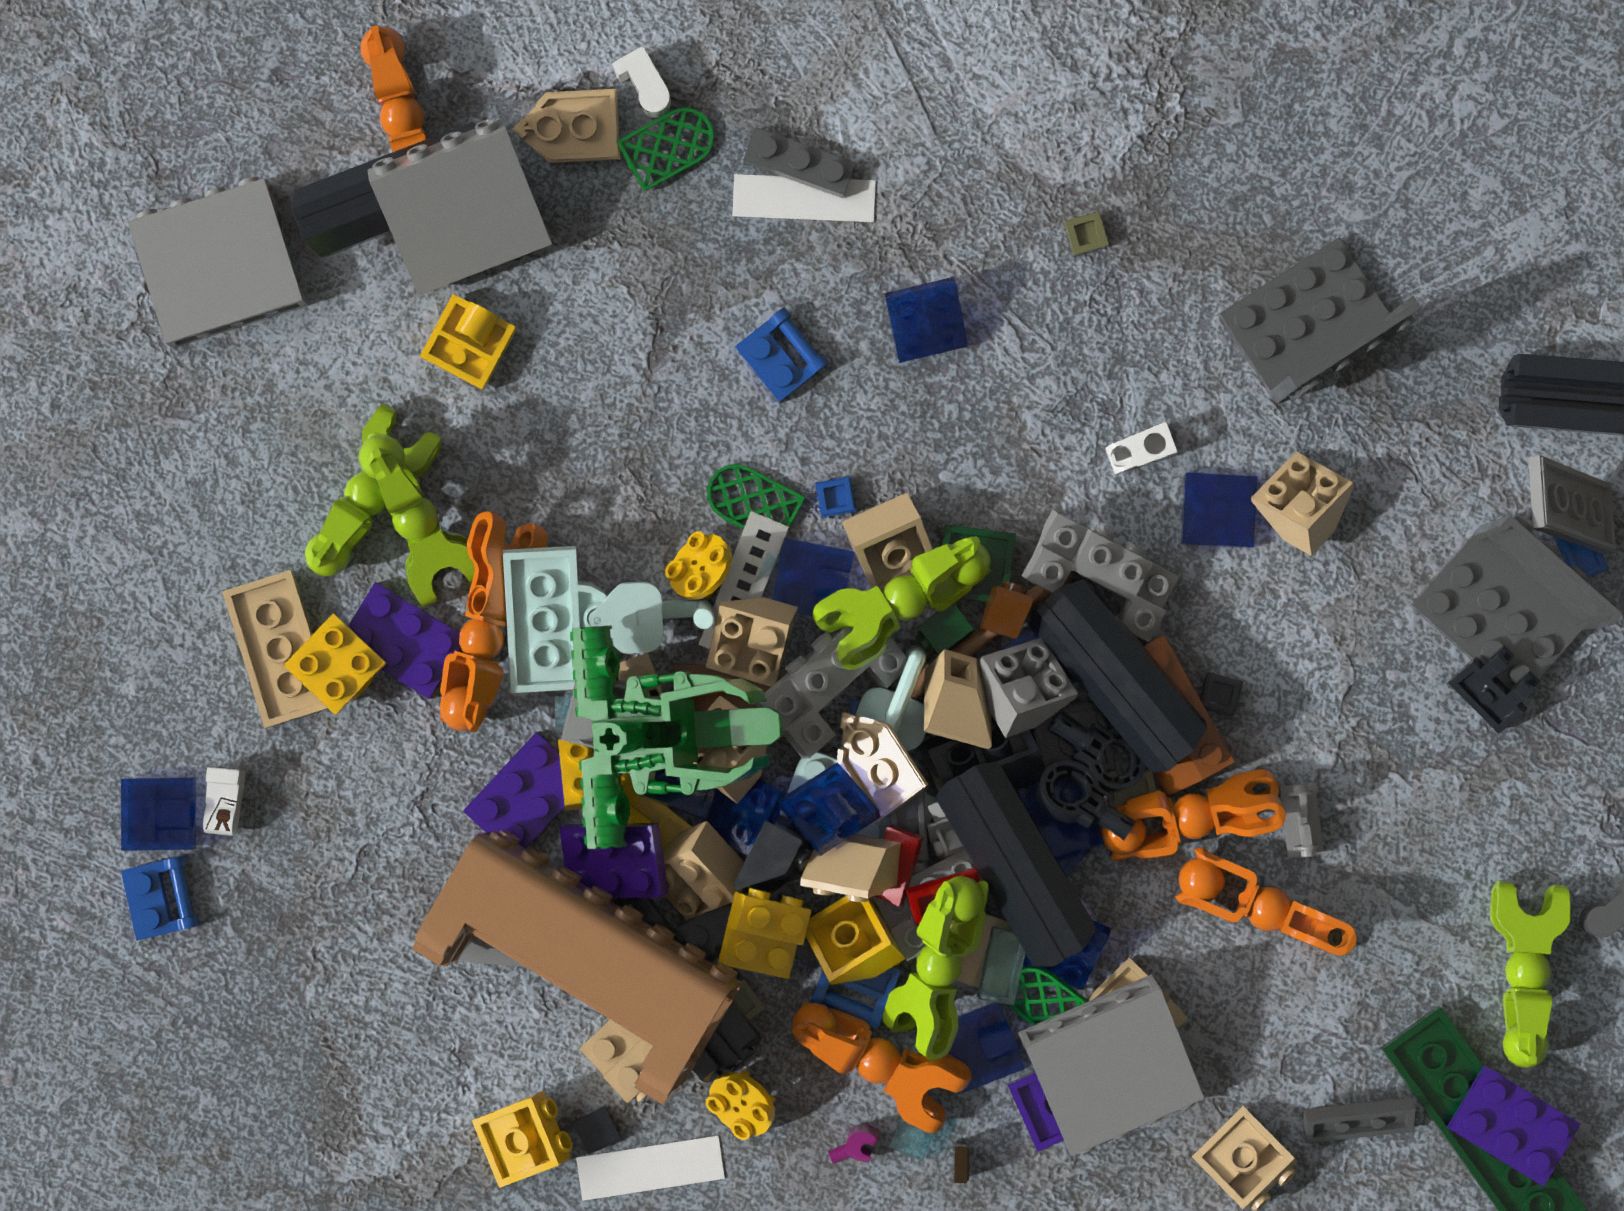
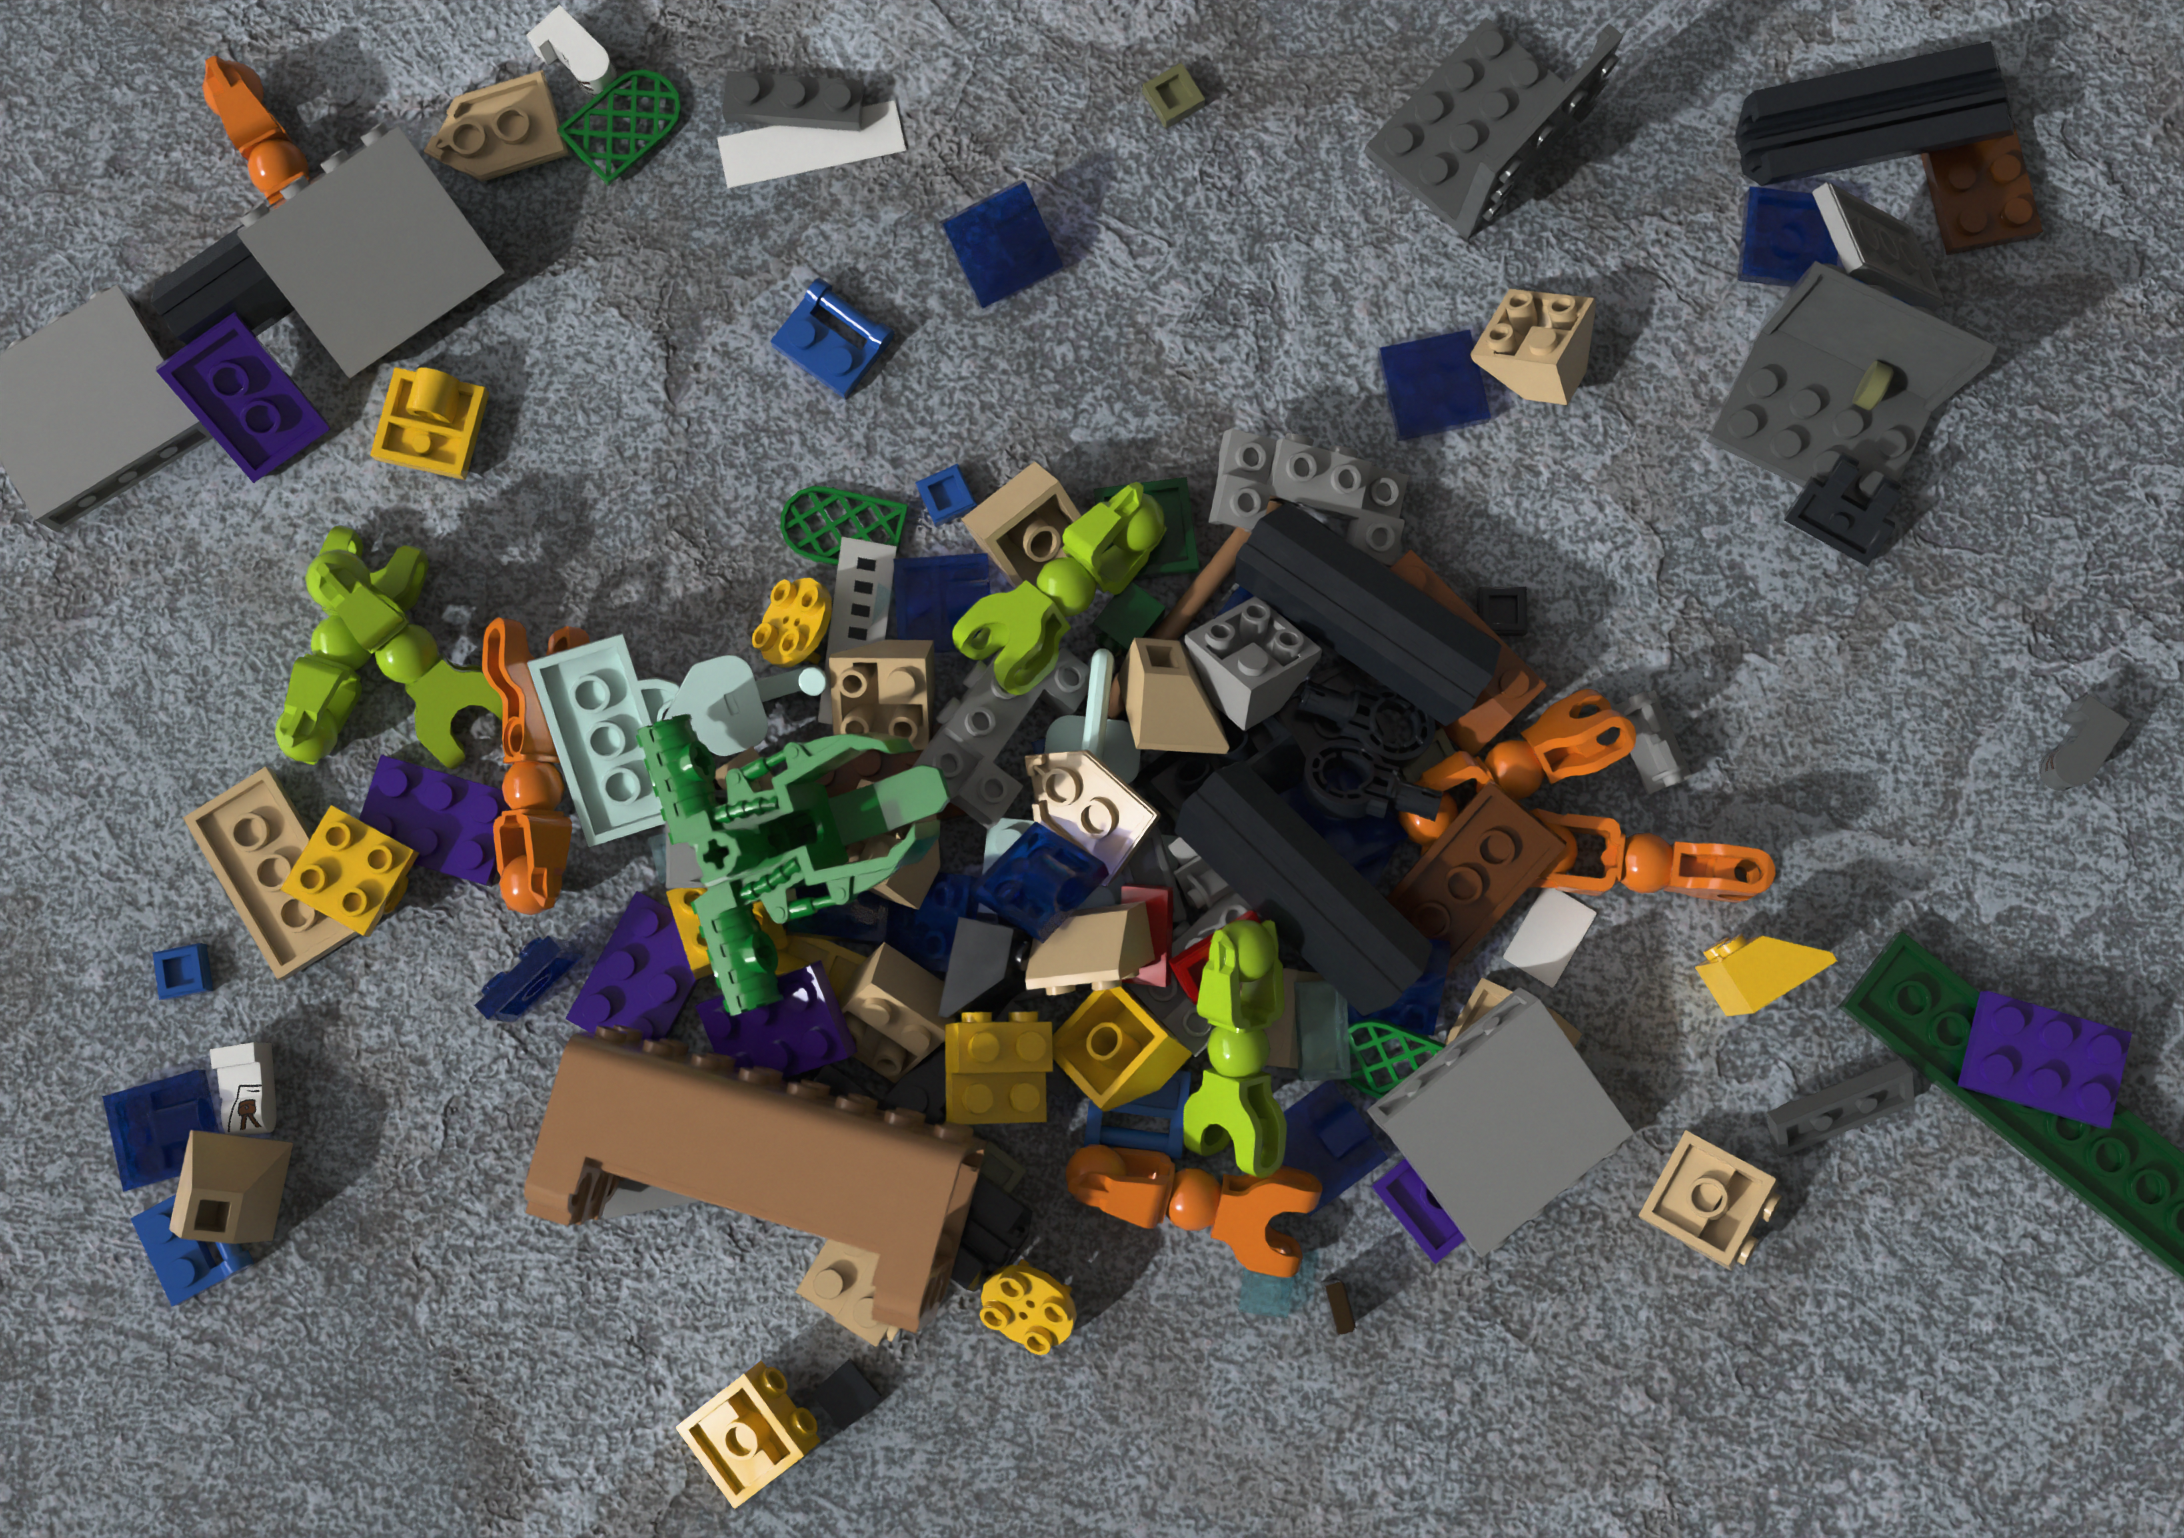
camera: 15 degrees left, 5 degrees down
(195, 702) = (182, 971): none -> blue tile
(198, 869) = (230, 1188): none -> tan slope
(338, 291) = (243, 397): none -> dark purple plate
(433, 782) = (540, 968): none -> clear blue plate
(650, 1168) = (930, 1426): white sticker -> none
(854, 1148) = (1192, 1325): magenta piece -> none
(1006, 610) = (1201, 567): reddish brown slope -> none
(1141, 449) = (1317, 331): white leg -> none
(1143, 883) = (1475, 870): none -> reddish brown plate
(1187, 940) = (1549, 935): none -> white sticker
(1325, 1009) = (1757, 971): none -> yellow slope
(1505, 468) = (1782, 237): none -> clear blue plate
(1527, 970) = (2011, 901): lime piece -> none
(1540, 602) = (1873, 385): none -> olive tile

